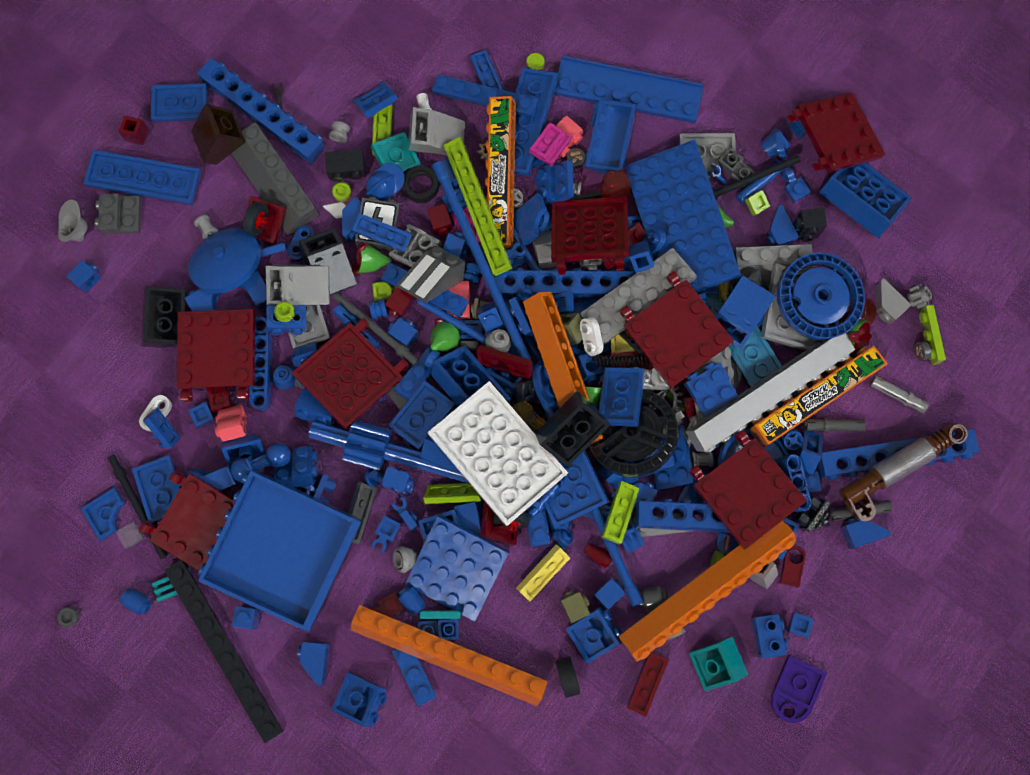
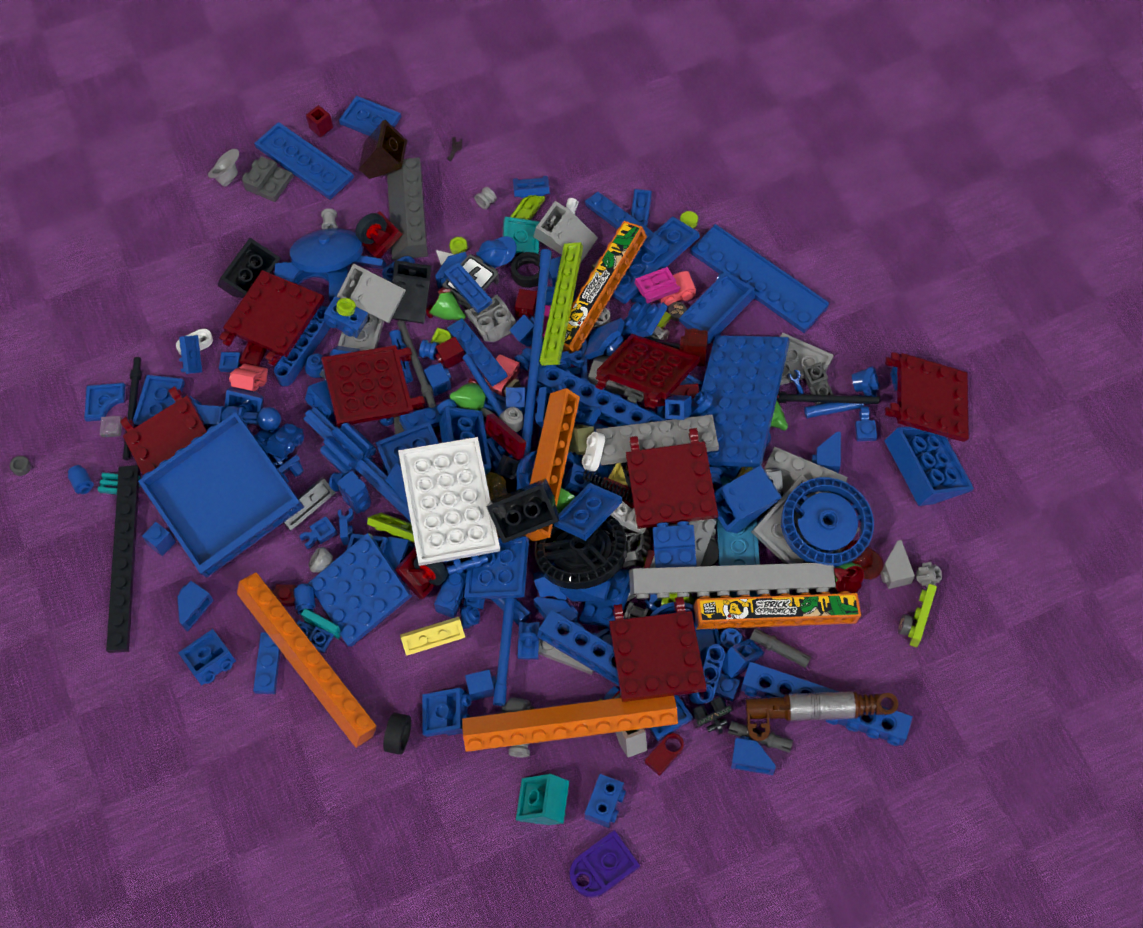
camera: 30 degrees right, 15 degrees down
(84, 276) = (209, 211): blue brick -> none
(214, 70) = (432, 155): blue brick -> none
(345, 164) = (473, 224): black brick -> none
(433, 274) = (490, 339): dark grey slope -> none
(575, 606) = (441, 674): olive brick -> none
(598, 555) = (491, 647): dark red cone -> none
(620, 512) = (529, 613): lime plate -> none
(647, 684) = (466, 782): dark red plate -> none
(757, 202) = (820, 422): lime plate -> none
(800, 625) = (641, 808): blue plate -> none
(810, 224) = (855, 460): black brick -> none
(905, 397) = (864, 658): light grey pin -> none

